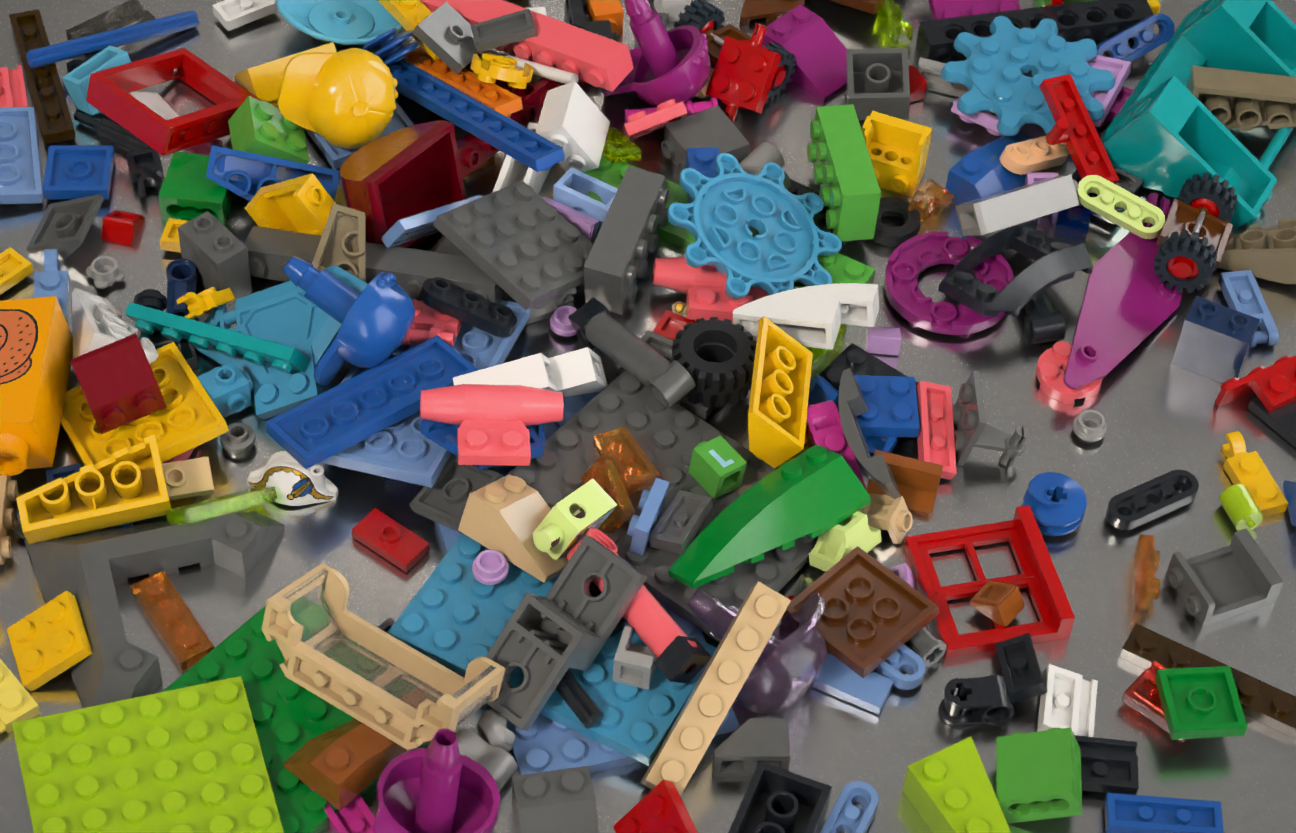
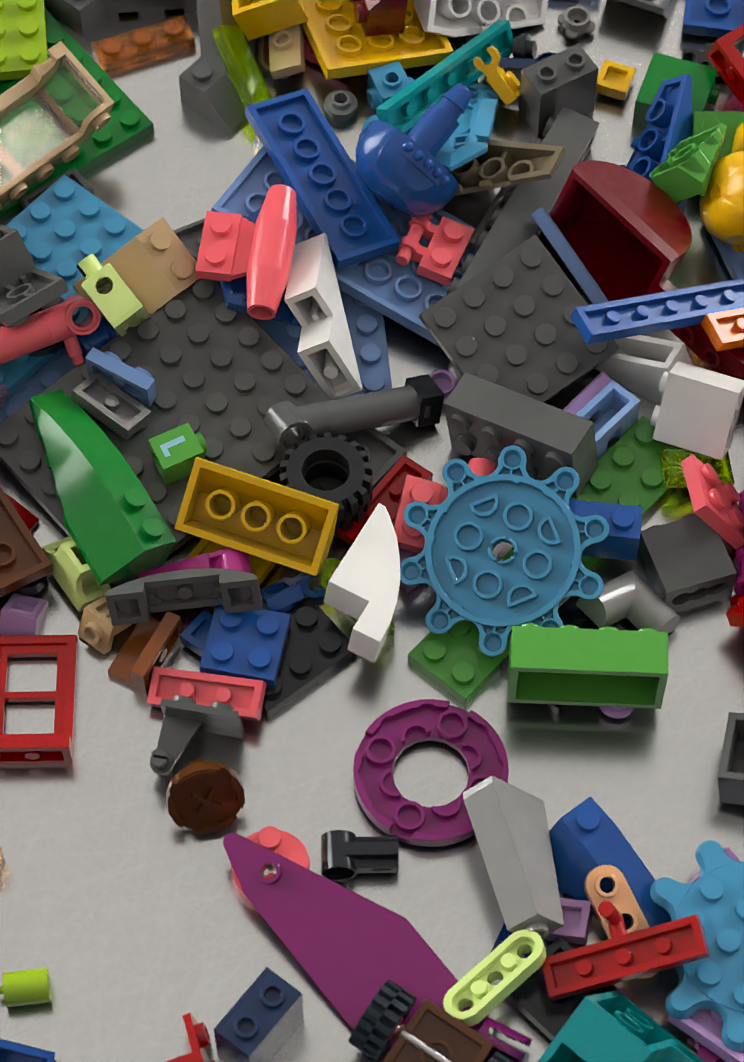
camera: 105 degrees right, 10 degrees up
(121, 227) = (642, 40): red slope -> none
(292, 205) = (597, 142): yellow panel -> none
(322, 132) = (690, 165): none -> bright green slope
(390, 540) = (190, 204): red plate -> none
(468, 307) = (426, 282): black plate -> none
(490, 567) = (101, 244): lavender plate -> none
(608, 478) = (169, 340): clear orange plate -> none
(631, 461) = (200, 373): clear orange plate -> none
(883, 340) = (361, 684): lavender slope -> none
(897, 151) = (634, 745): yellow piece -> none
(898, 208) = (547, 717): black tyre -> none
(930, 199) = (568, 785): clear orange plate -> none
(1029, 411) = (205, 796): none -> reddish brown tile
(1052, 265) = (428, 878): black wedge -> none
(1056, 503) = (83, 802): blue piece -> none
(1090, 425) = (185, 854): light grey plate -> none
(1133, 507) = (60, 881): black plate -> none
(1253, 474) = (69, 1020): yellow plate -> none

